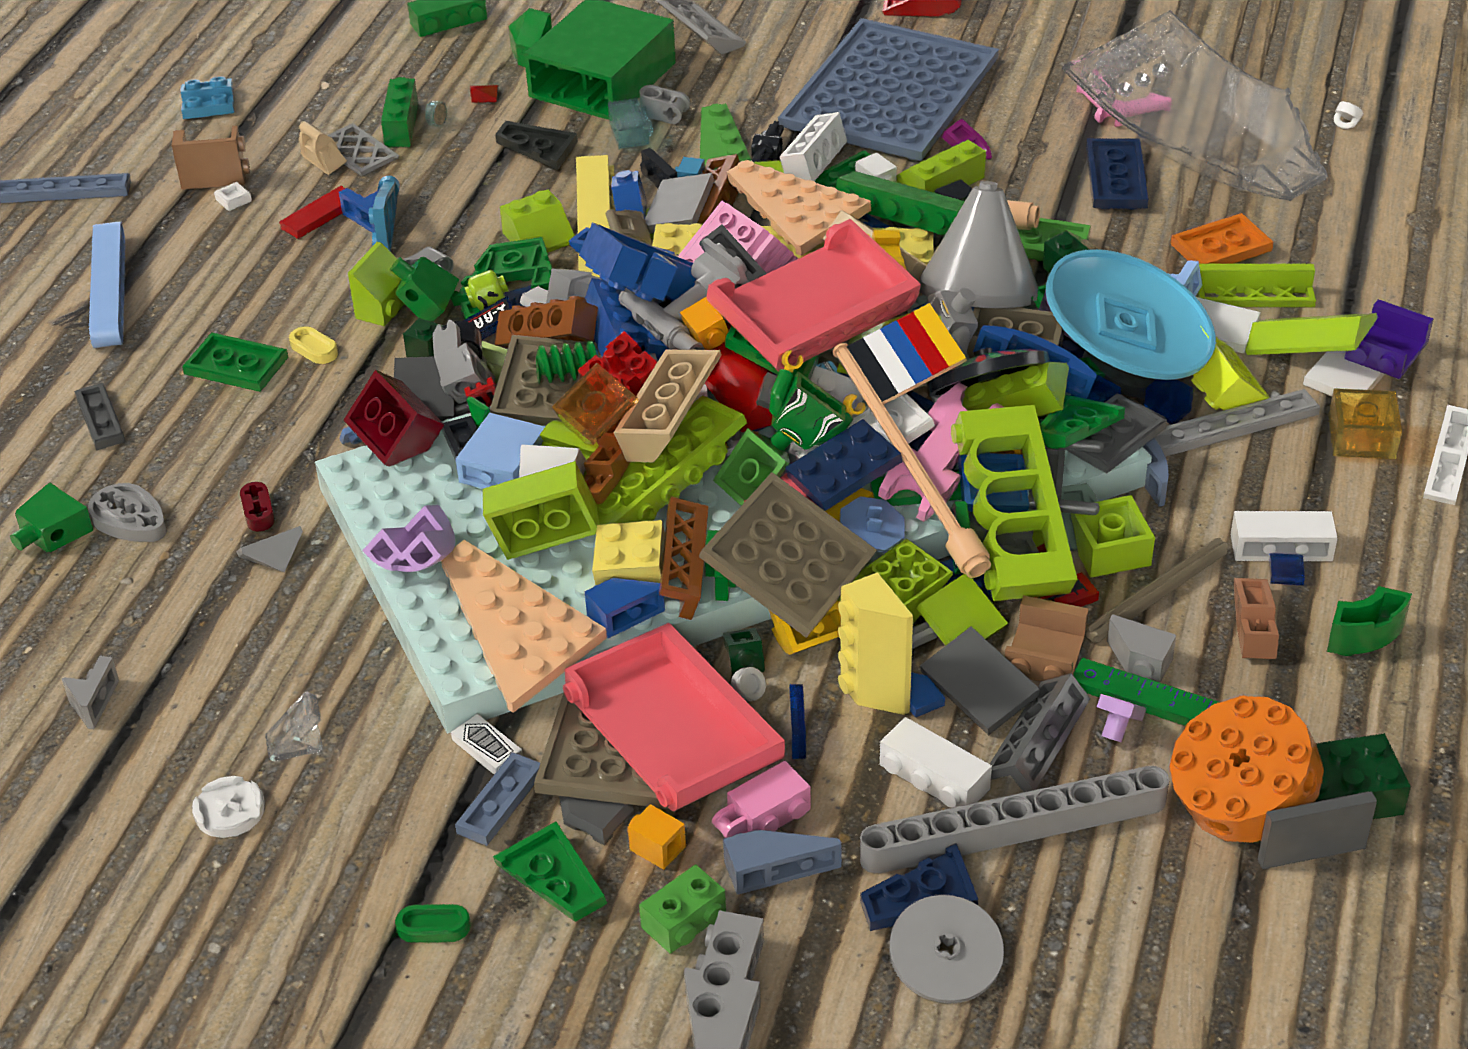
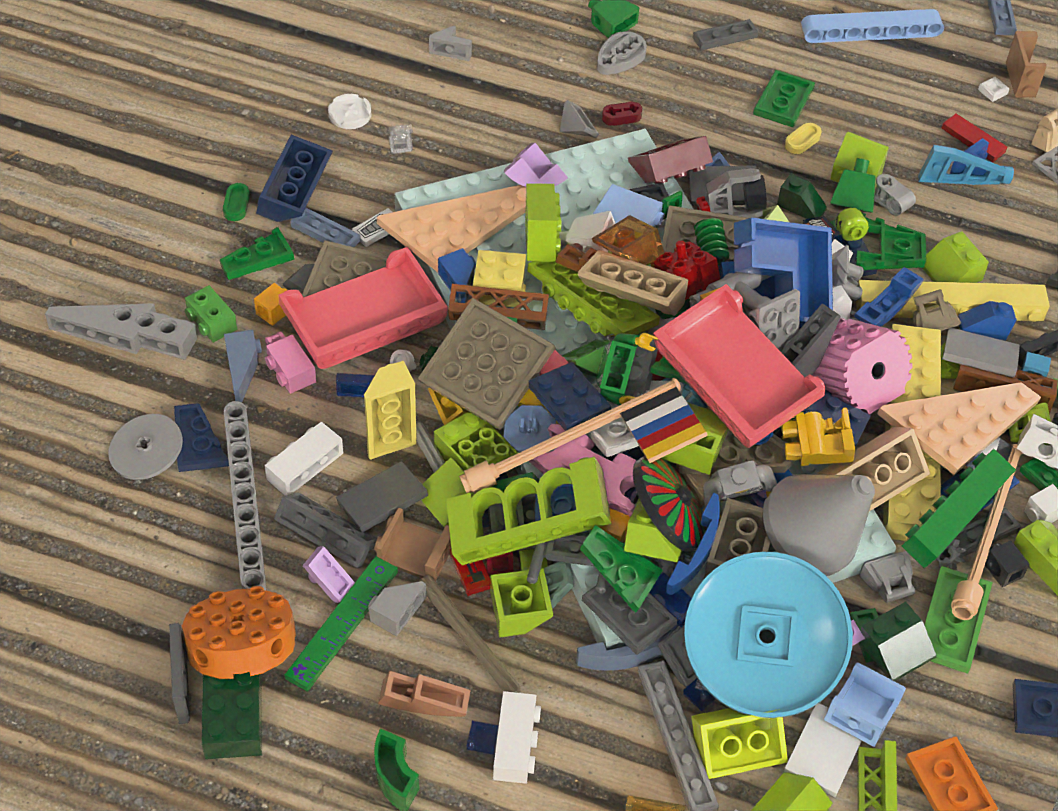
camera: 90 degrees right, 10 degrees up
(403, 839) = (293, 180): none -> dark blue slope
(924, 695) = (384, 459): blue tile -> none

